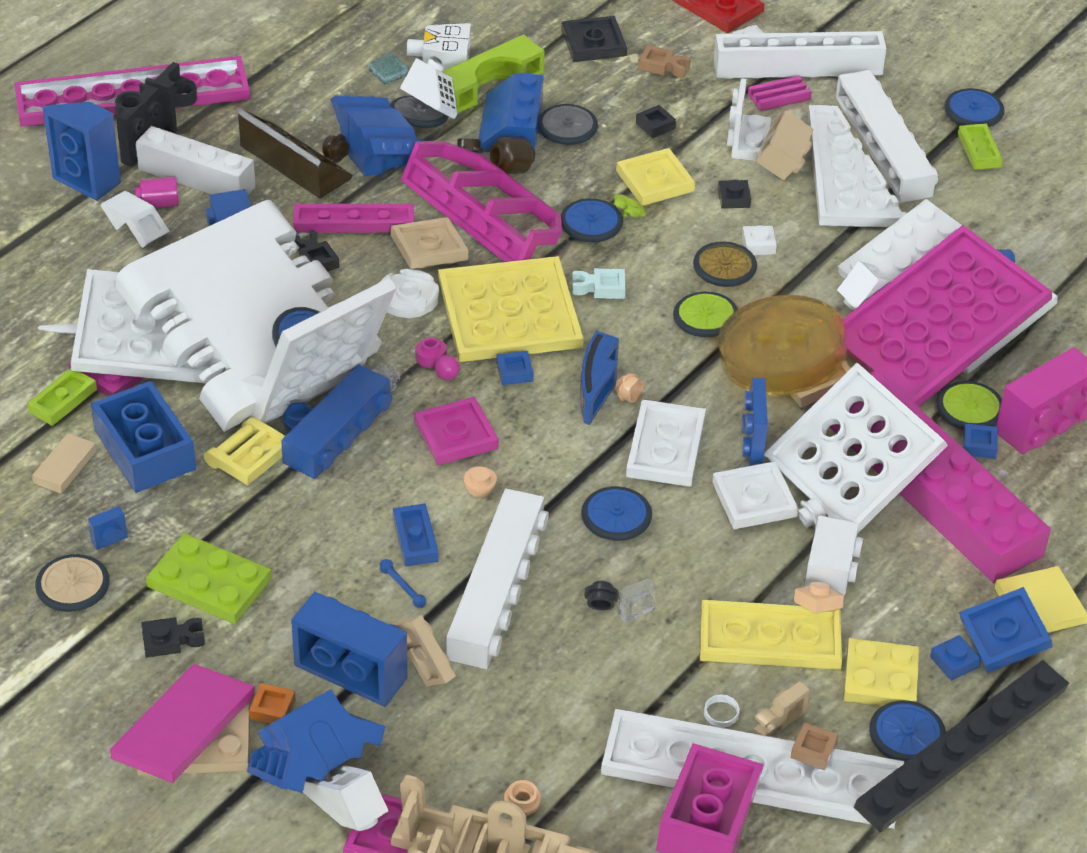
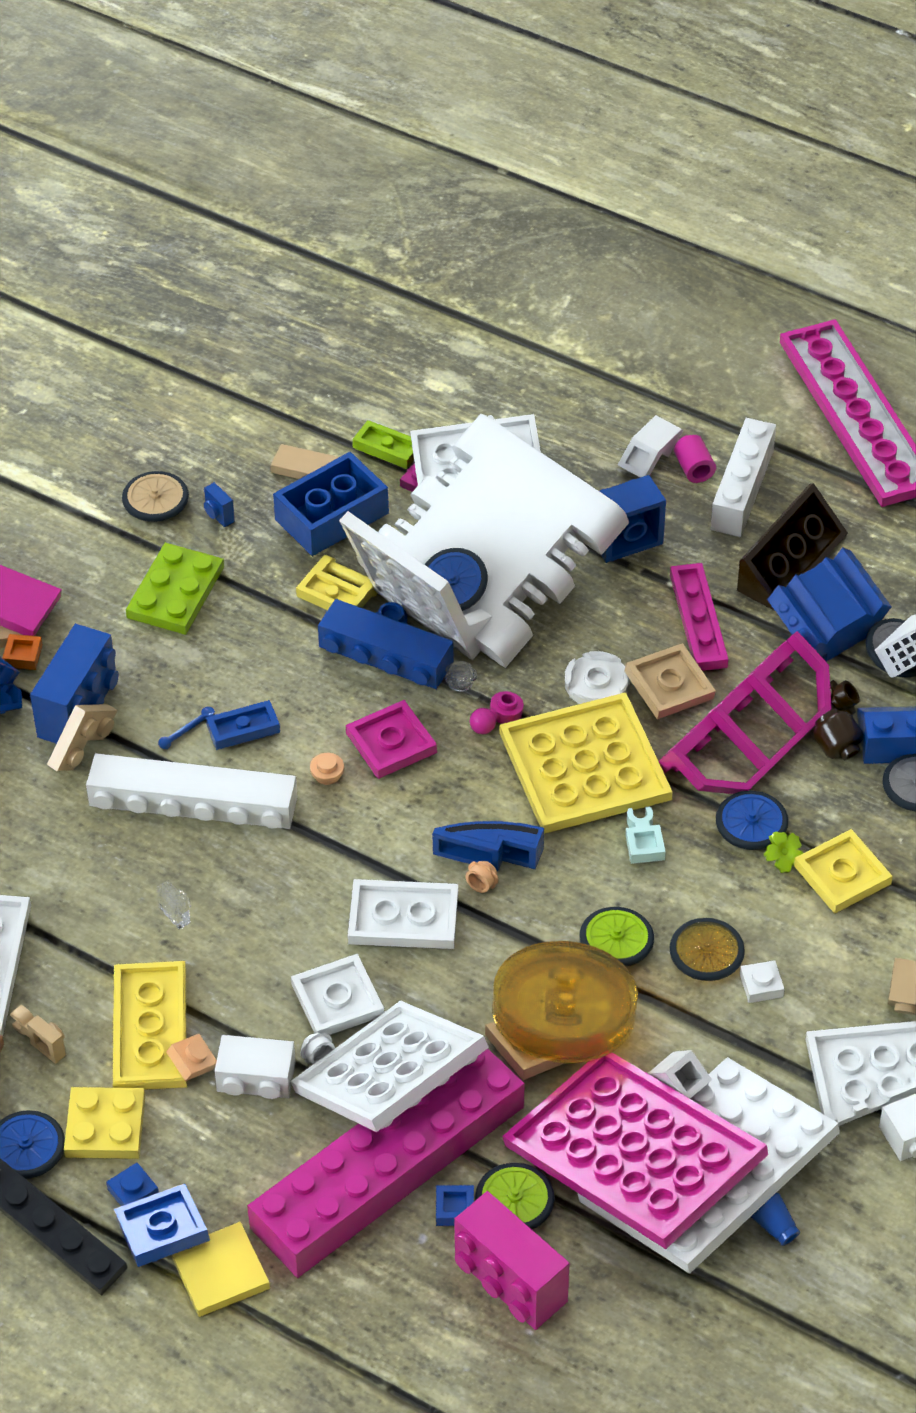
camera: 85 degrees right, 5 degrees up
(82, 147) = (713, 379): blue slope -> none
(151, 107) = (803, 420): black plate -> none
(165, 636) = (102, 572): black plate -> none
(317, 251) = (633, 596): black plate -> none
(514, 368) = (492, 776): blue plate -> none
(601, 595) = (178, 874): black plate -> none
(616, 513) = (296, 882): blue wheel -> none
(726, 699) = (44, 978): white axle -> none
(734, 194) = (840, 952): black plate -> none
(755, 422) = (424, 978): blue plate -> none

